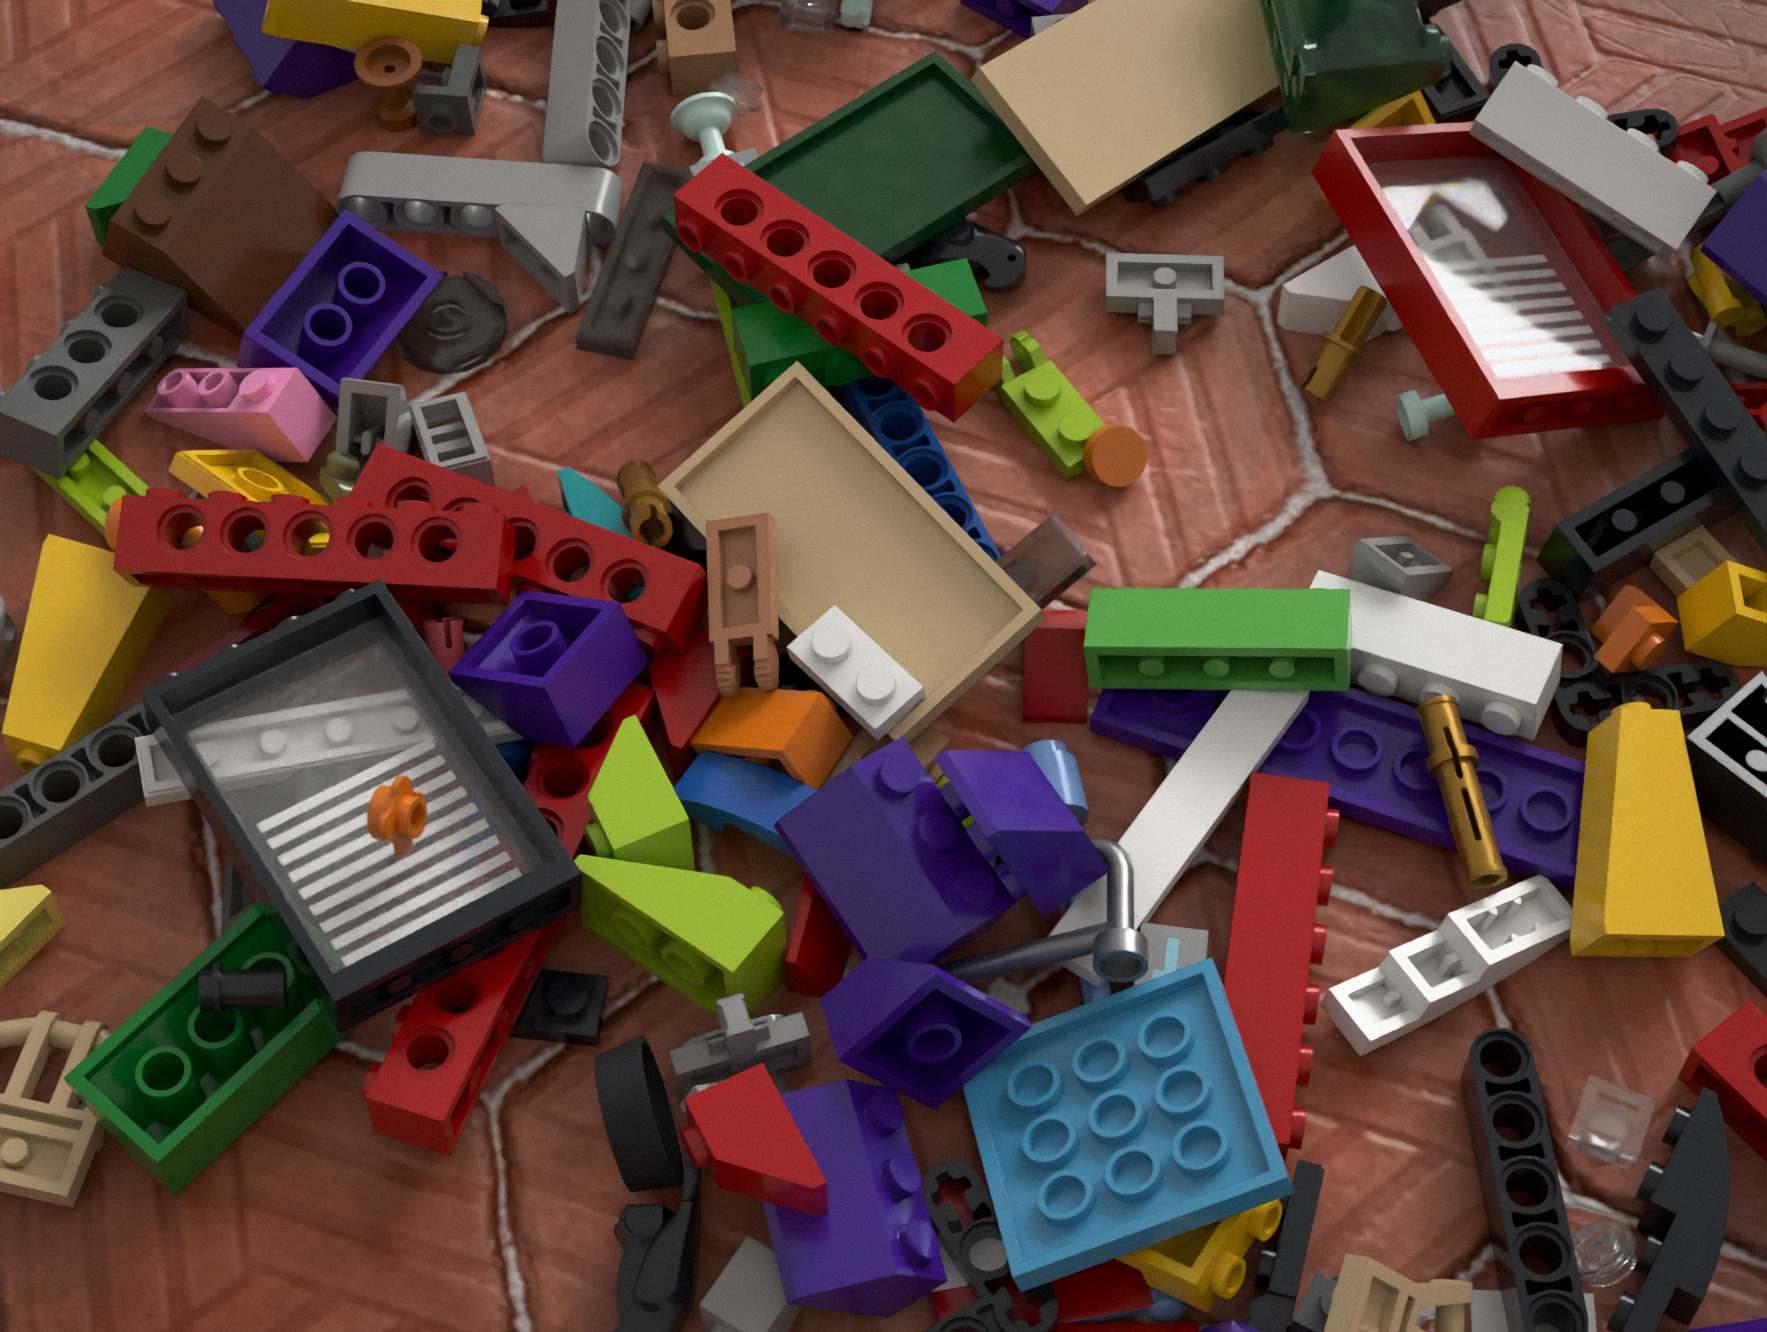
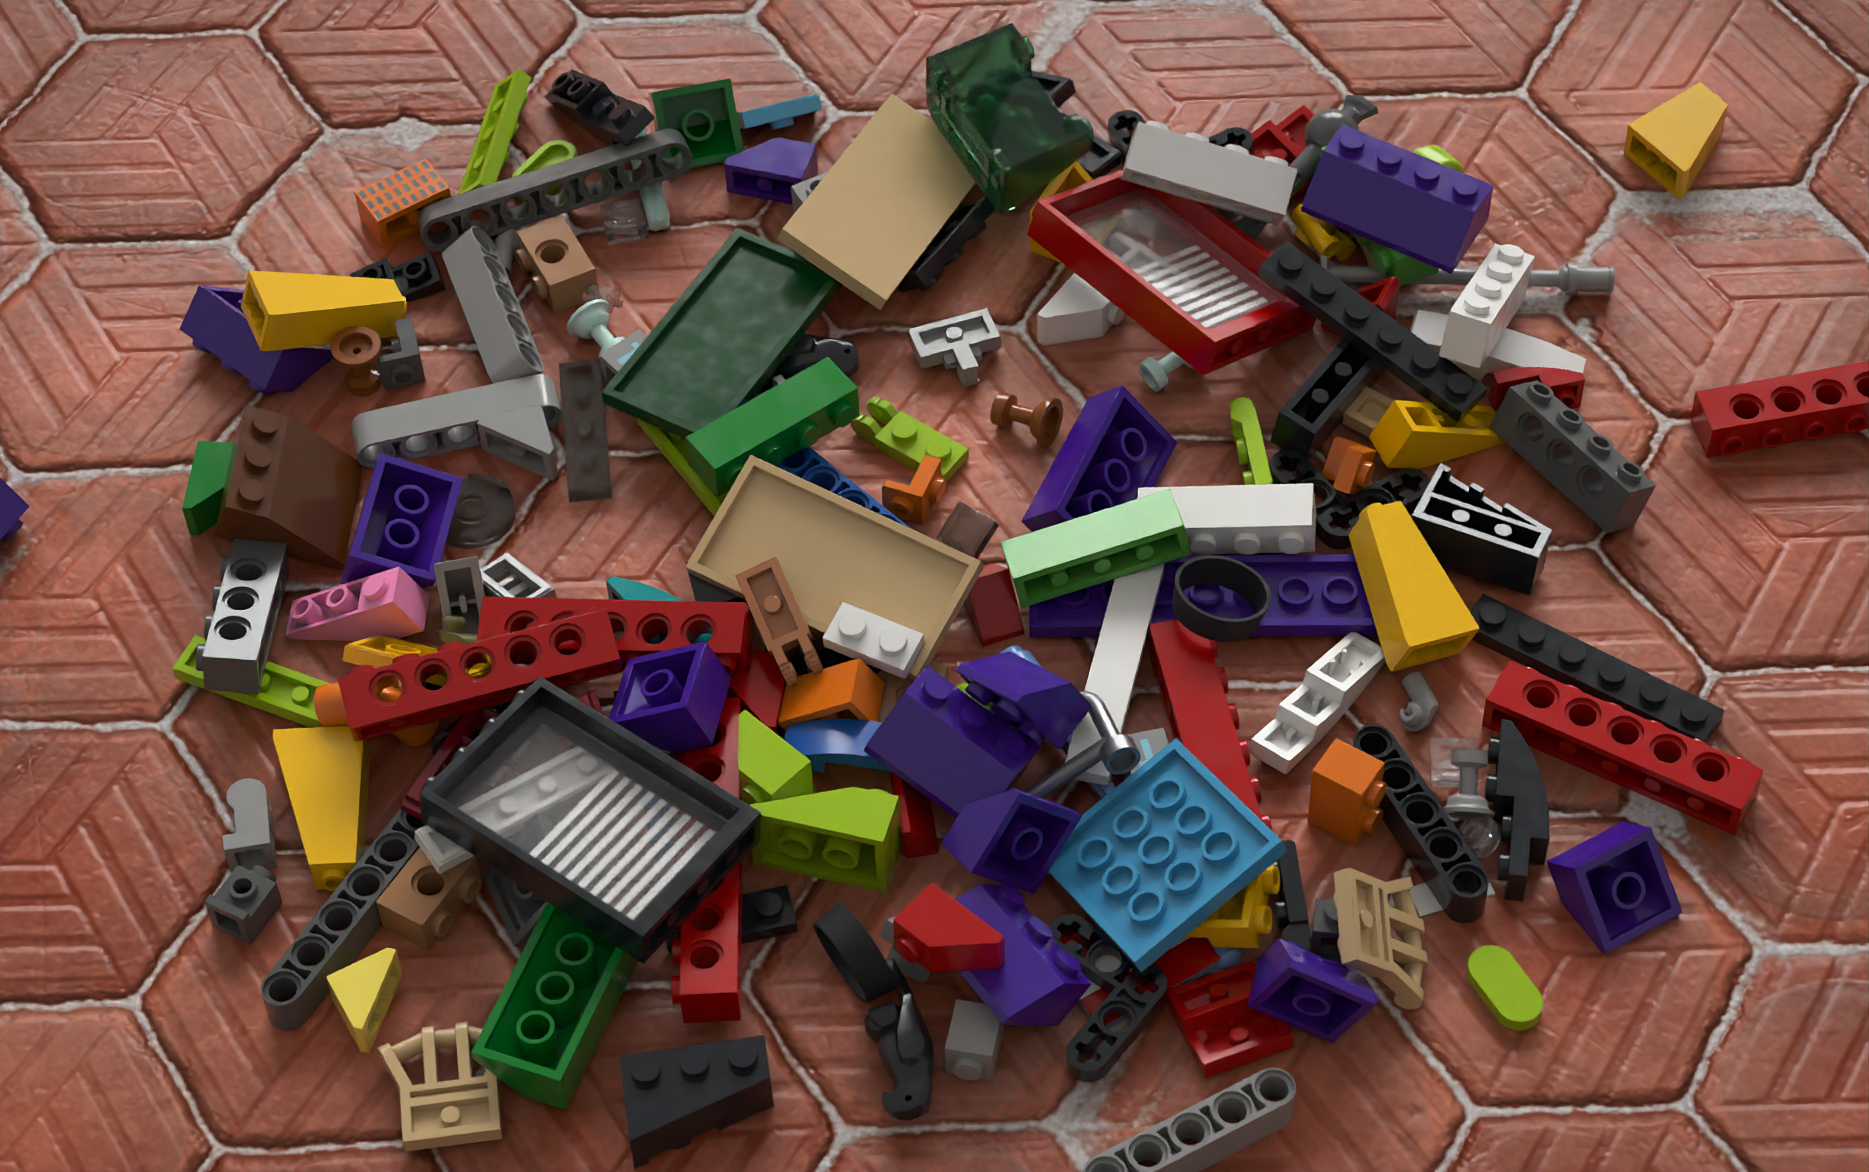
camera: 20 degrees left, 5 degrees down
(108, 840) = (424, 918): none -> medium nougat brick
(242, 989) = (567, 958): black pin -> none
(336, 1235) = (692, 1090): none -> black wedge
(397, 814) = (627, 814): orange plate -> none
(644, 504) = (680, 583): pearl gold pin -> none
(739, 1045) = (897, 891): light grey hinge -> none
(838, 288) = (754, 399): red brick -> none
(1024, 485) = (916, 500): none -> orange bracket
(1115, 455) = (971, 458): orange tile -> none
(1233, 434) = (1043, 420): none -> dark orange piece
(1286, 517) = (1102, 461): none -> dark purple slope
(1343, 345) = (1092, 342): pearl gold axle -> none
(1384, 730) = (1227, 574): none -> black tyre
(1398, 567) = (1185, 470): light grey slope -> none
(1430, 1120) = (1346, 793): none -> orange brick
(1454, 767) = (1286, 595): pearl gold pin -> none
(1600, 1020) = (1423, 703): none -> light grey arm
(1606, 1192) = (1467, 802): none -> light grey piece

